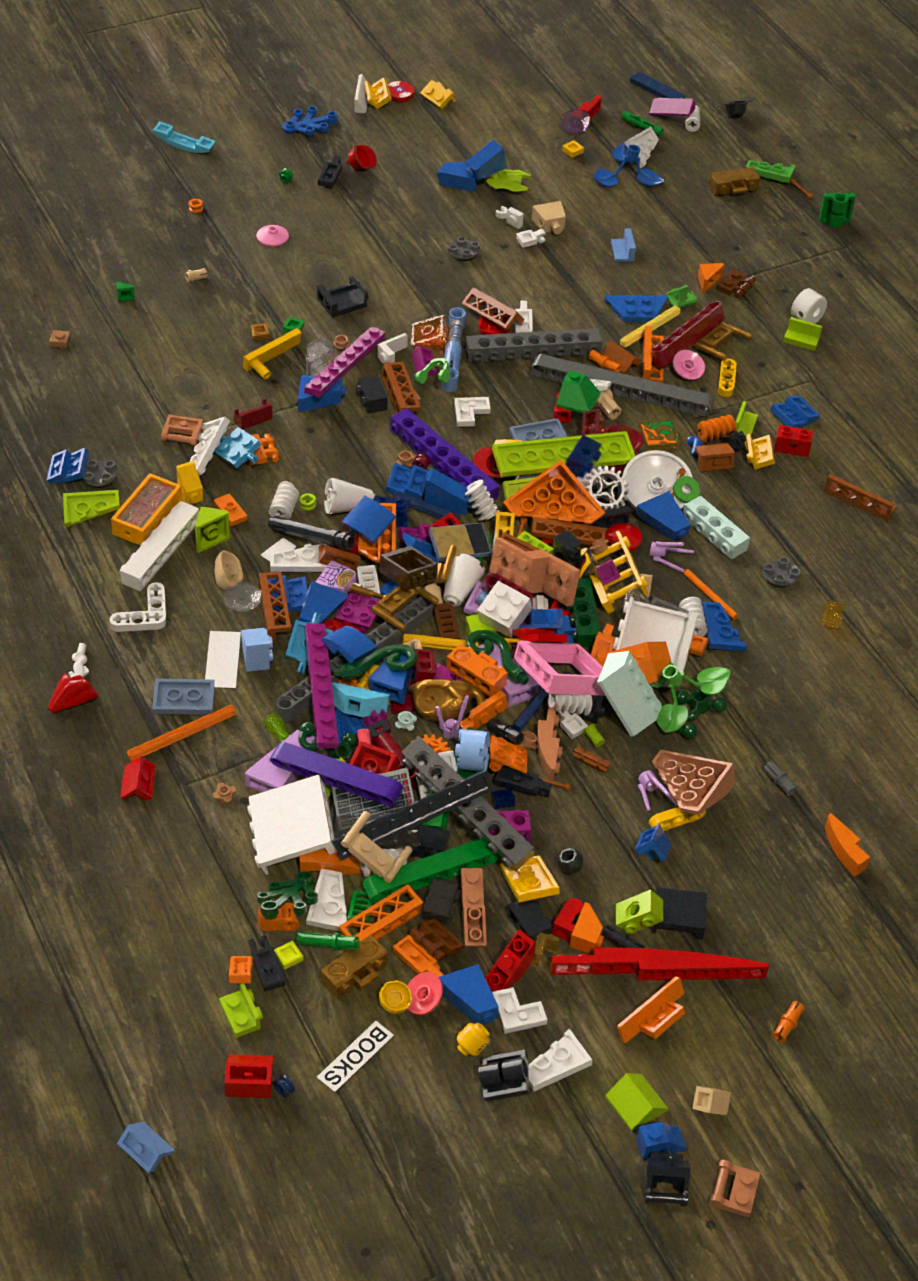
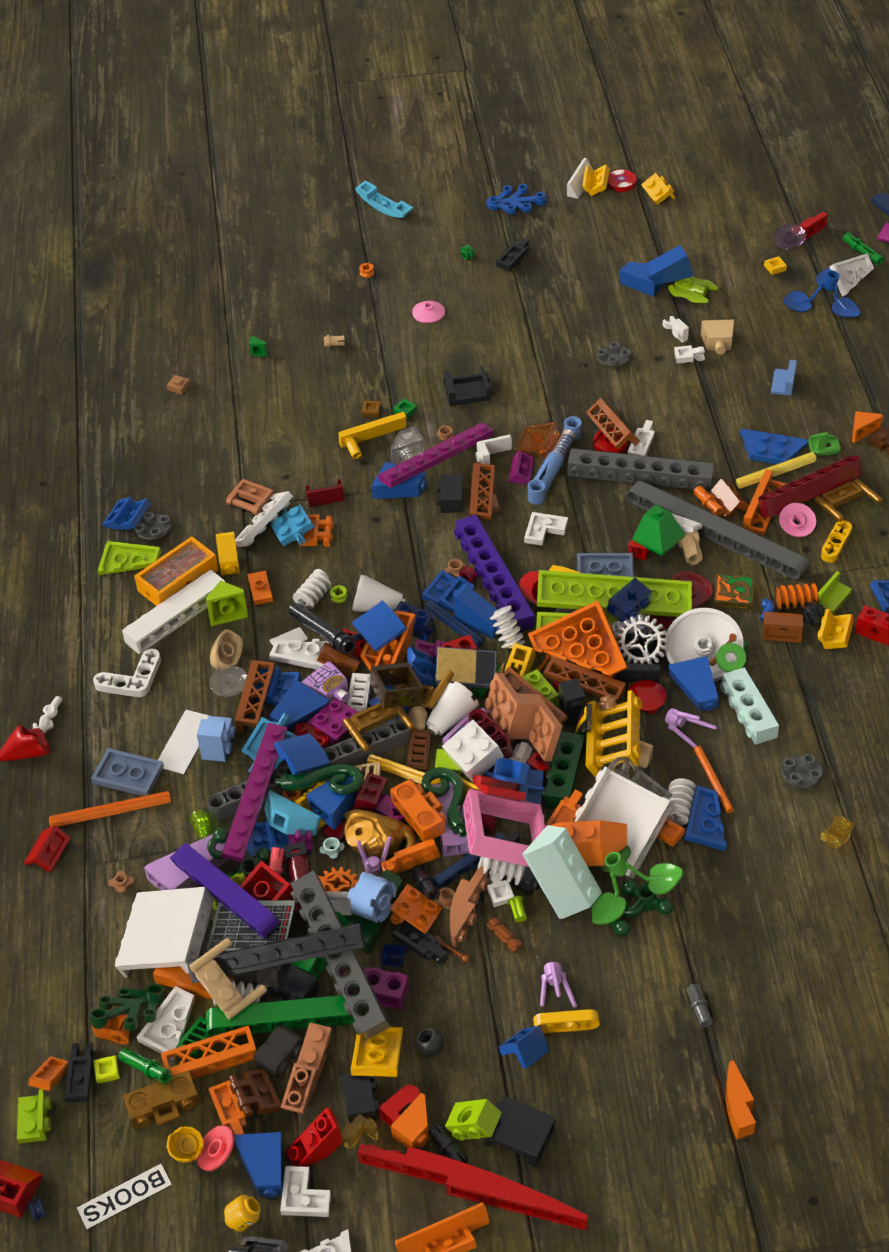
camera: 25 degrees right, 0 degrees up
(362, 157) = (550, 244): red piece -> none
(364, 591) = (346, 700): pearl gold piece -> none
(444, 374) = (527, 486): bright green piece -> none
(593, 422) = (662, 566): clear red brick -> none
(608, 571) = (602, 732): magenta tile -> none
(694, 780) = (599, 986): nougat slope -> none

